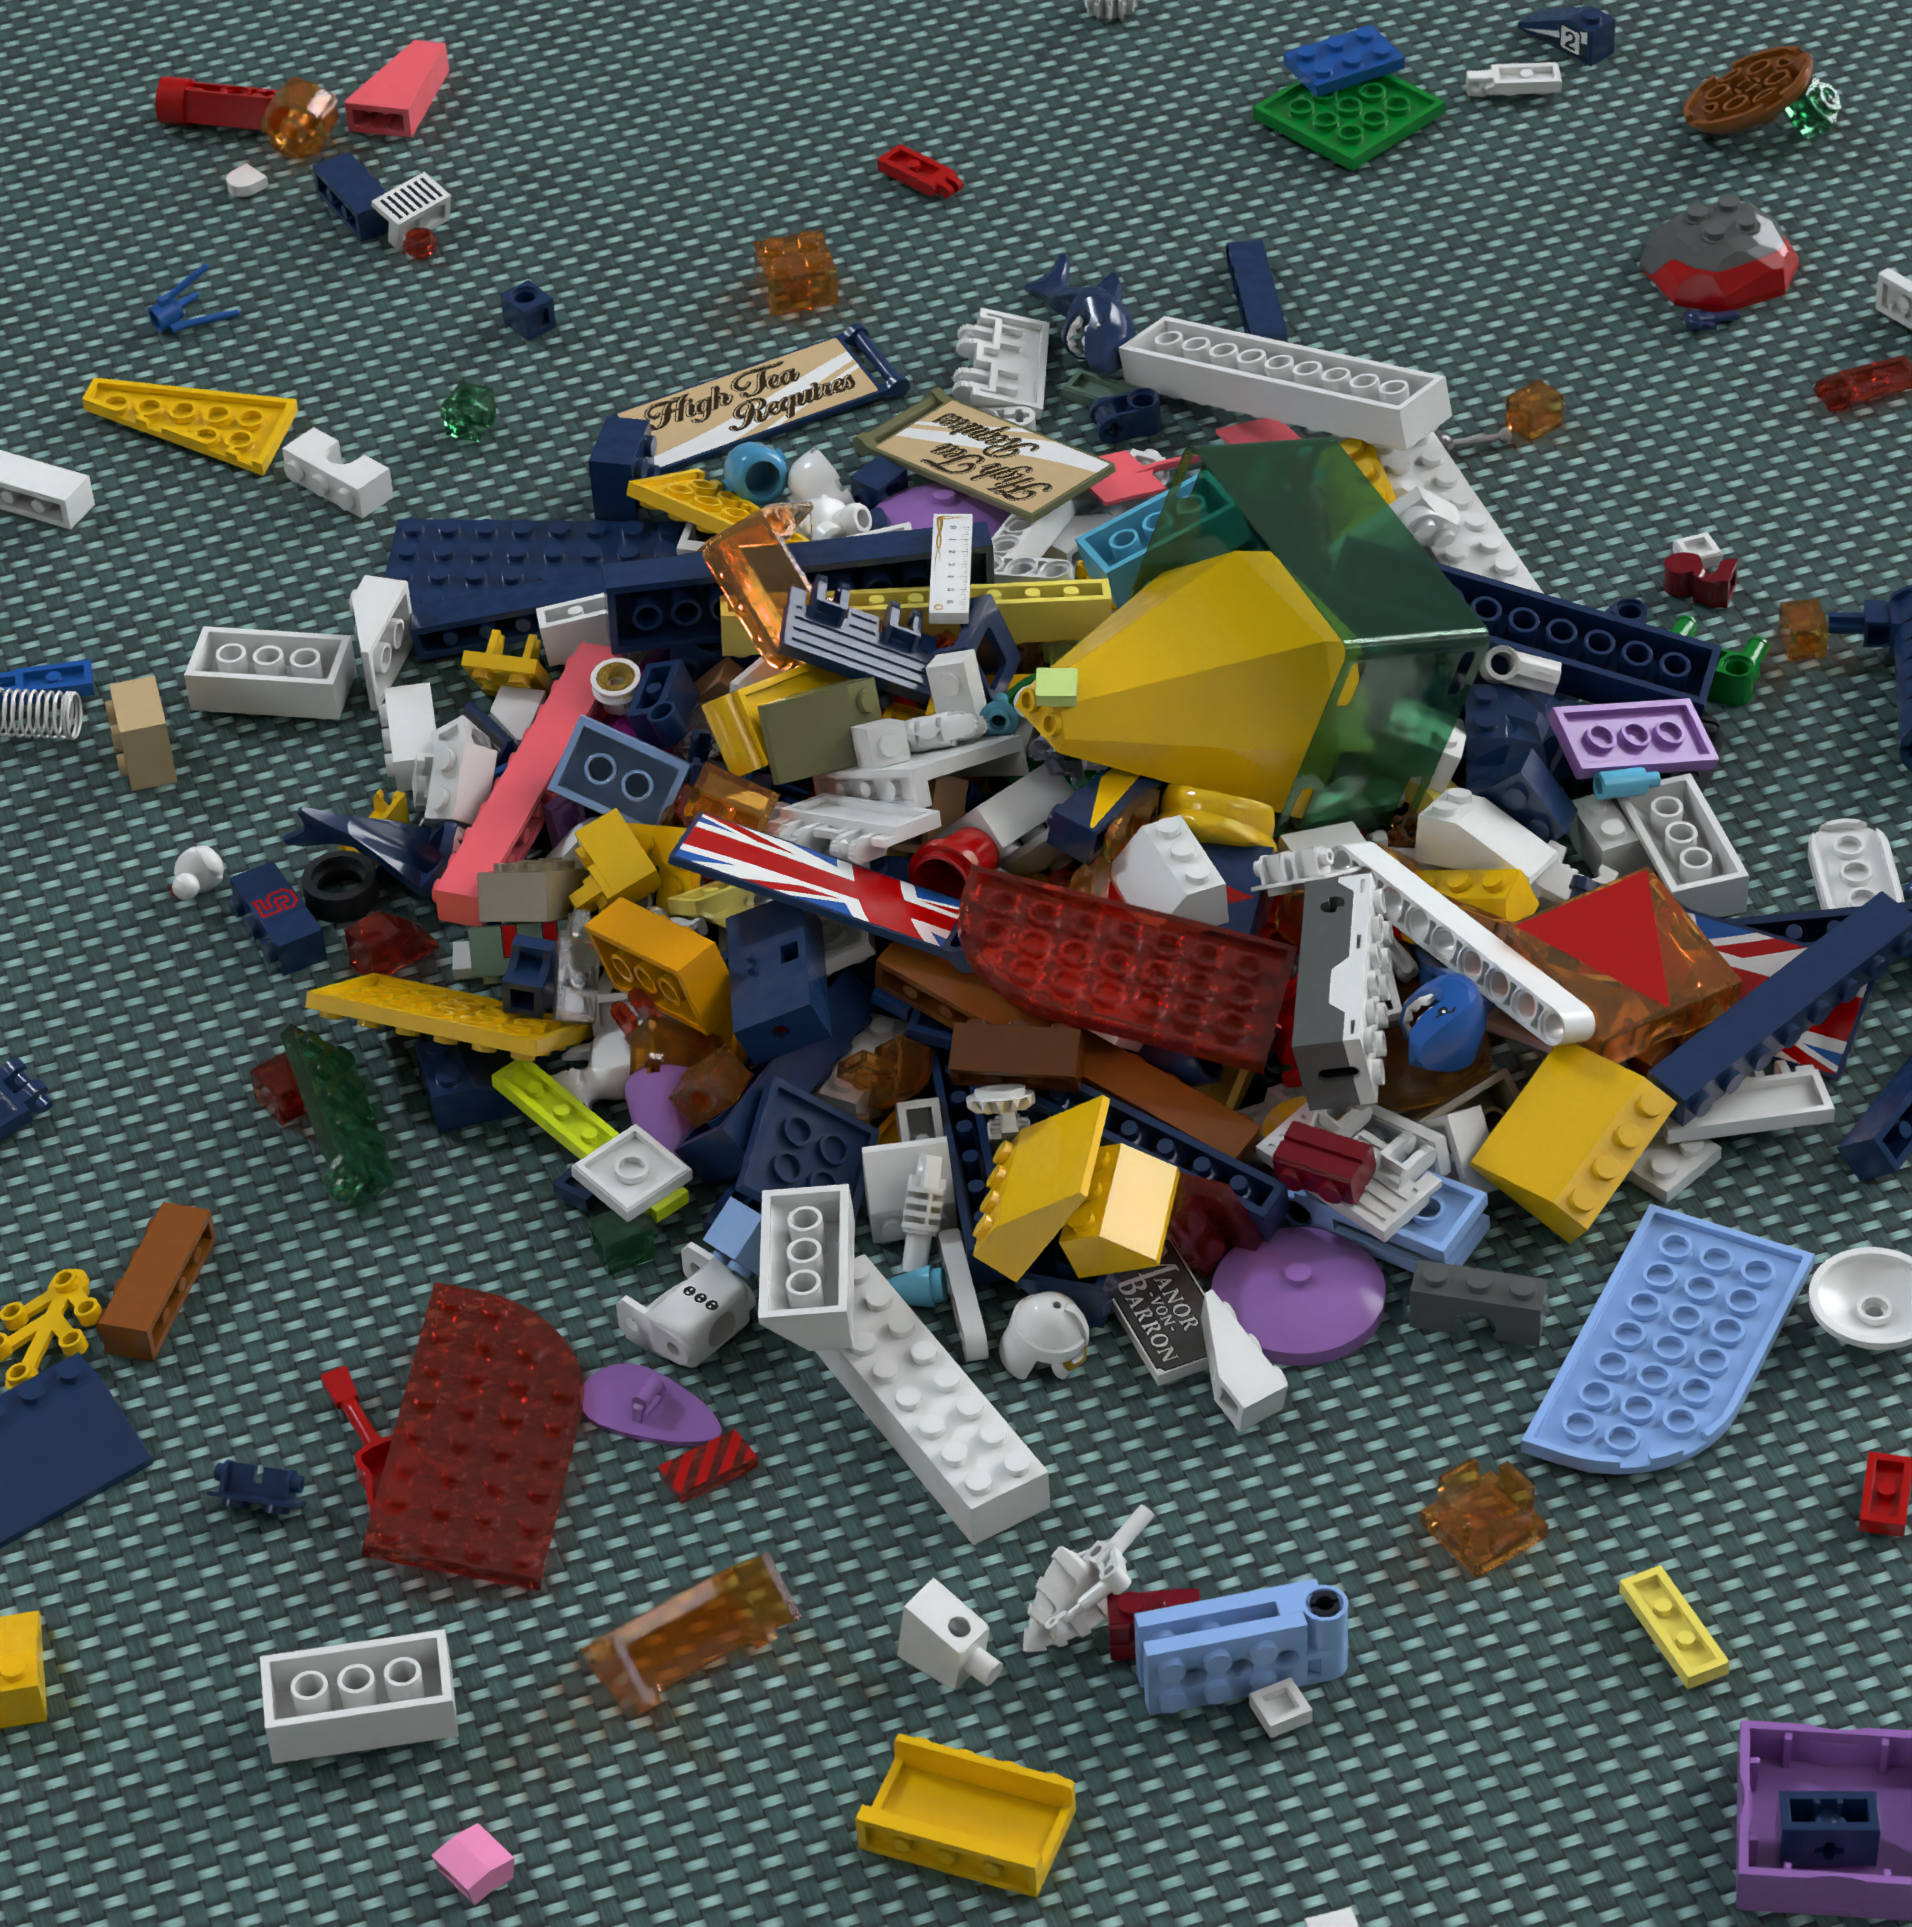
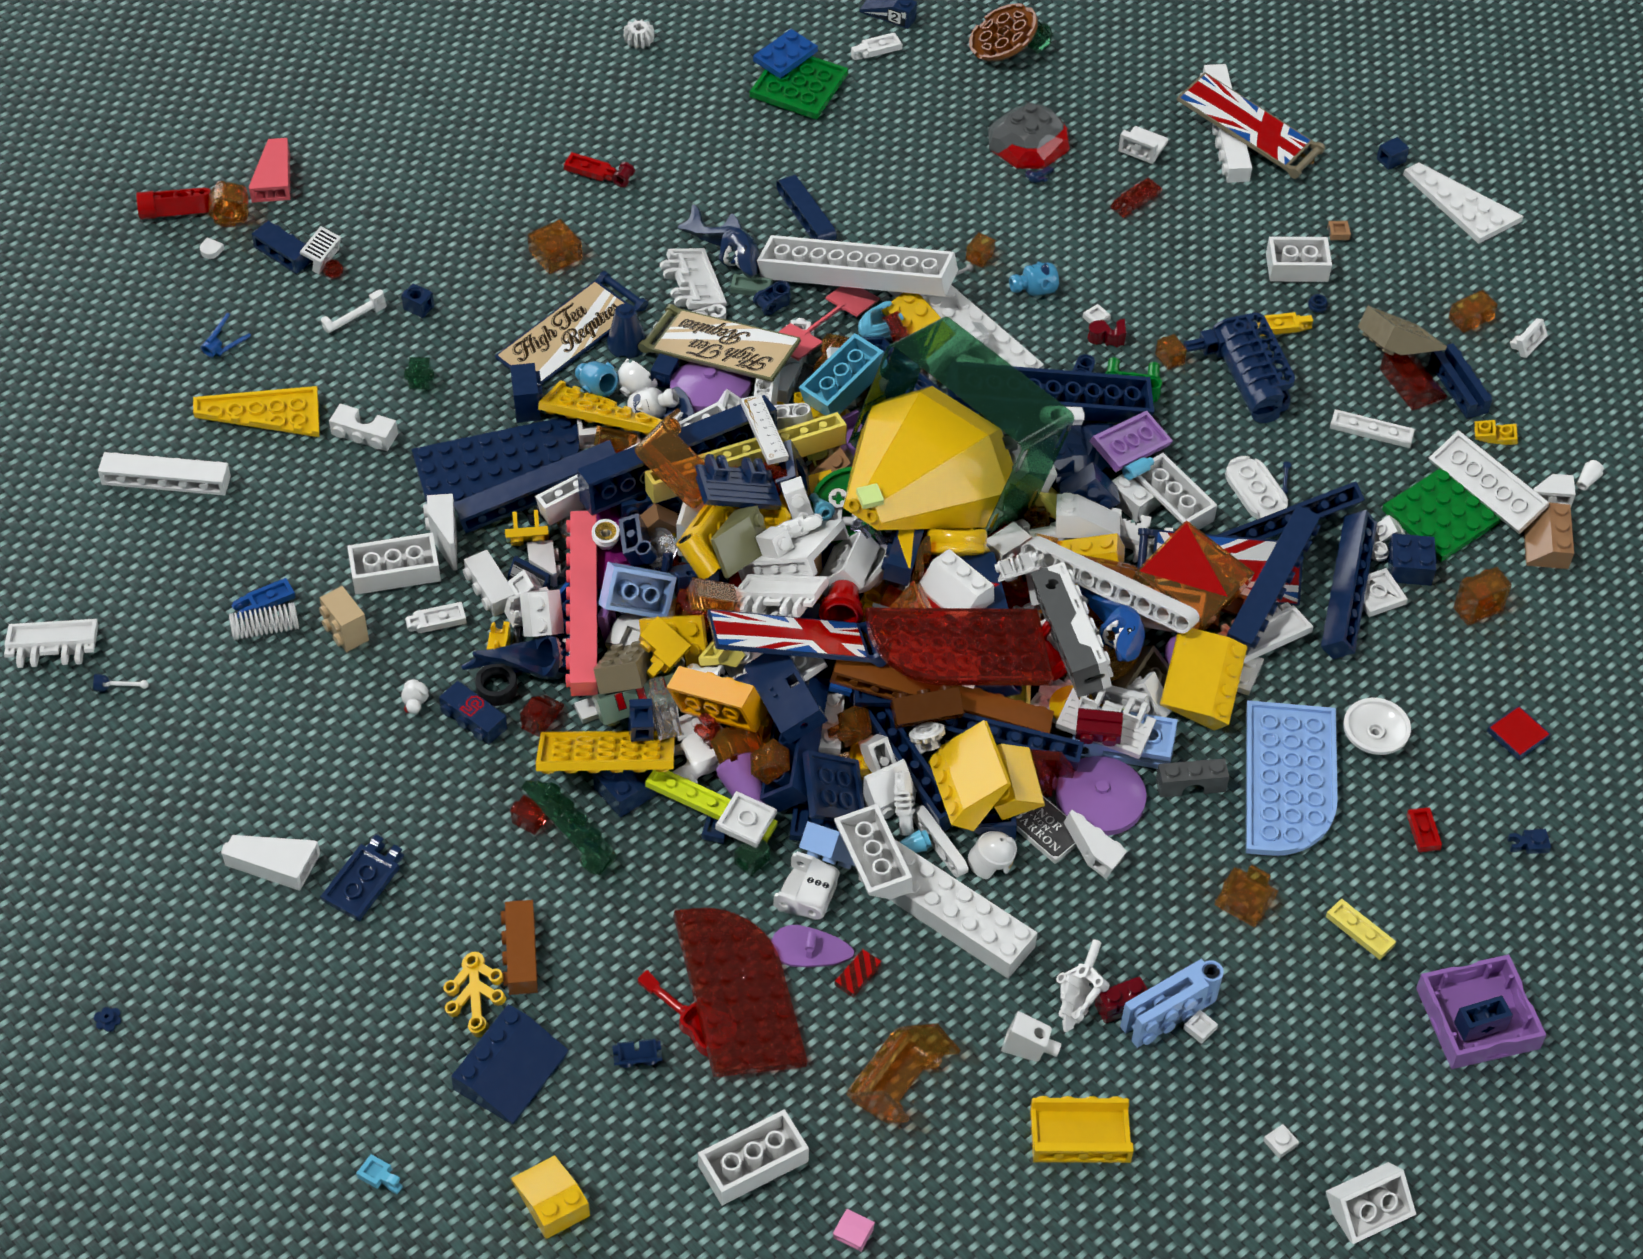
camera: 25 degrees left, 10 degrees up
(299, 769) = (436, 618): none -> white hinge
(461, 299) = (377, 303): none -> white hinge
(840, 411) = (625, 332): none -> dark blue cone
(970, 192) = (622, 177): none -> dark red bush
(1611, 472) = (1036, 279): none -> dark azure piece

